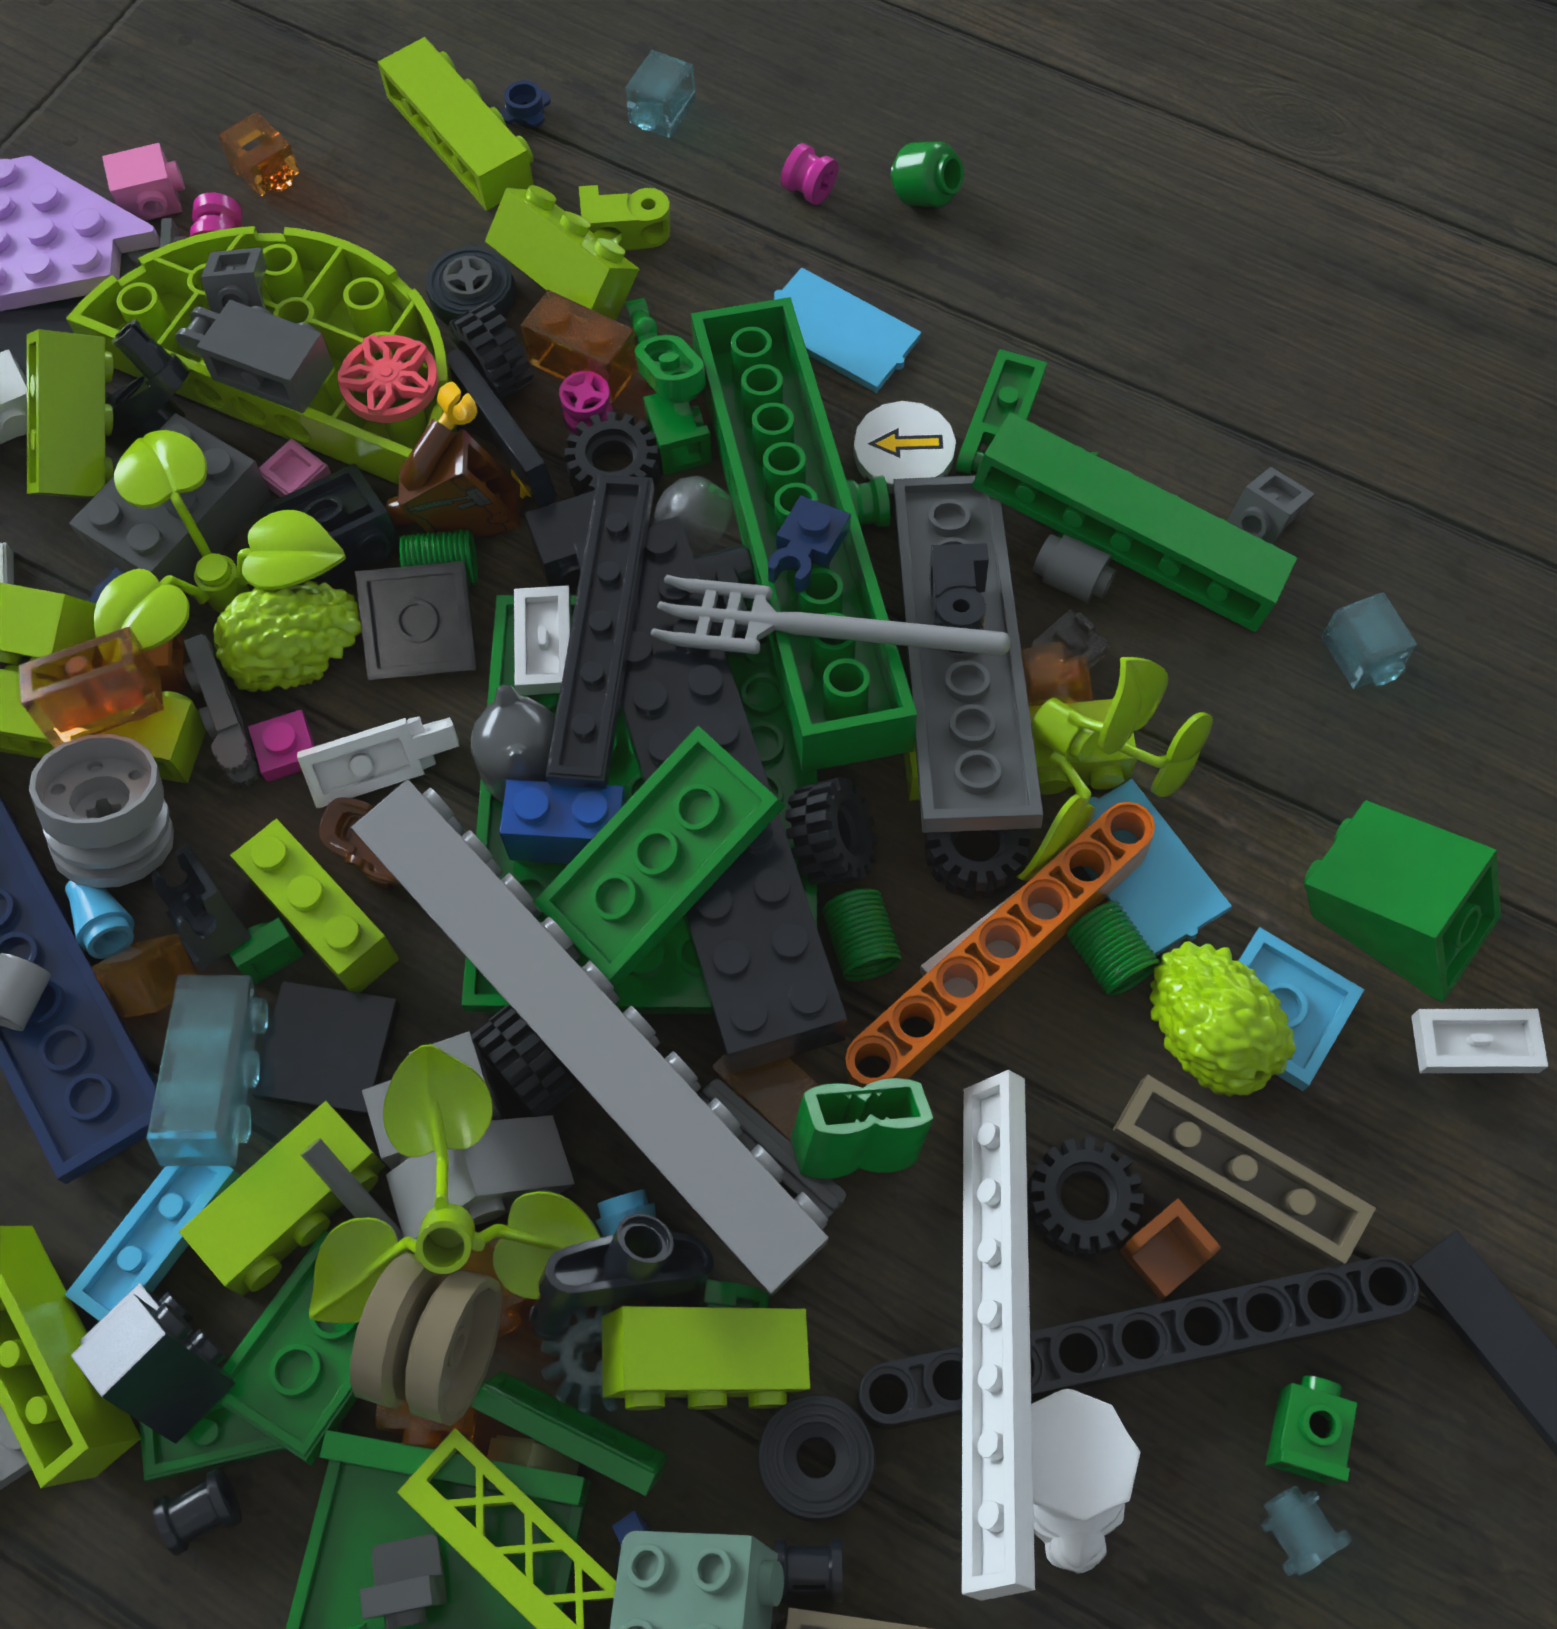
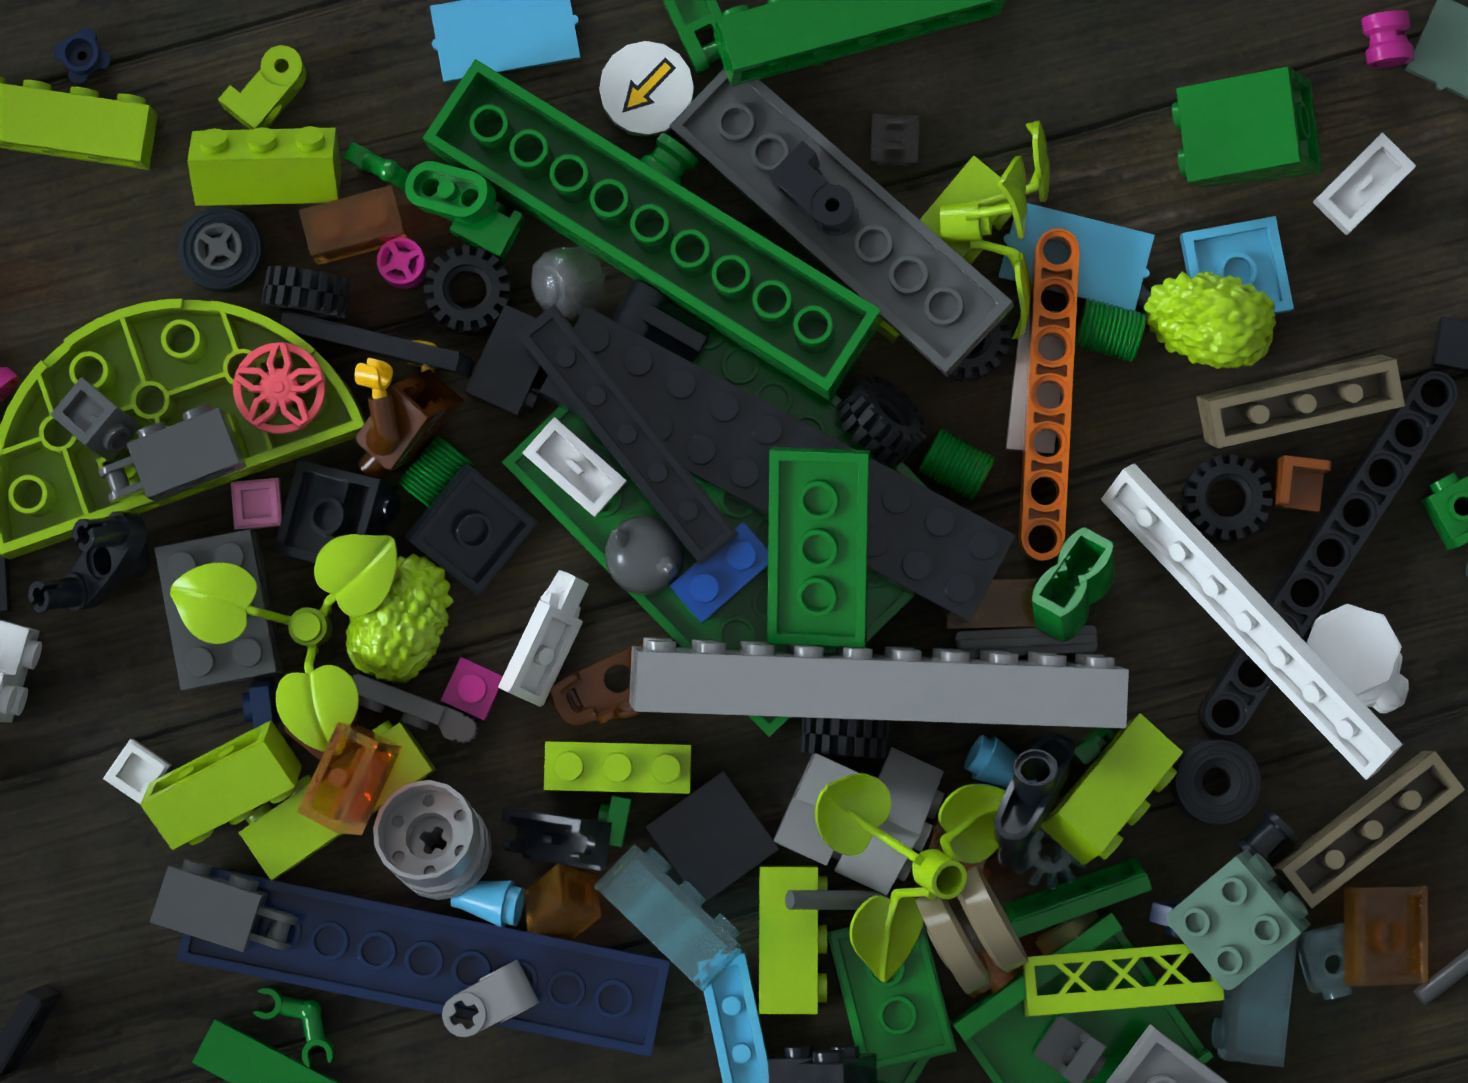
camera: 50 degrees left, 20 degrees up
(67, 414) = (89, 622): lime brick -> none
(765, 619) = (725, 334): light grey piece -> none
(807, 537) = (691, 246): dark blue plate -> none
(1055, 673) = (918, 181): clear orange brick -> none
(1074, 568) = (849, 81): dark grey brick -> none

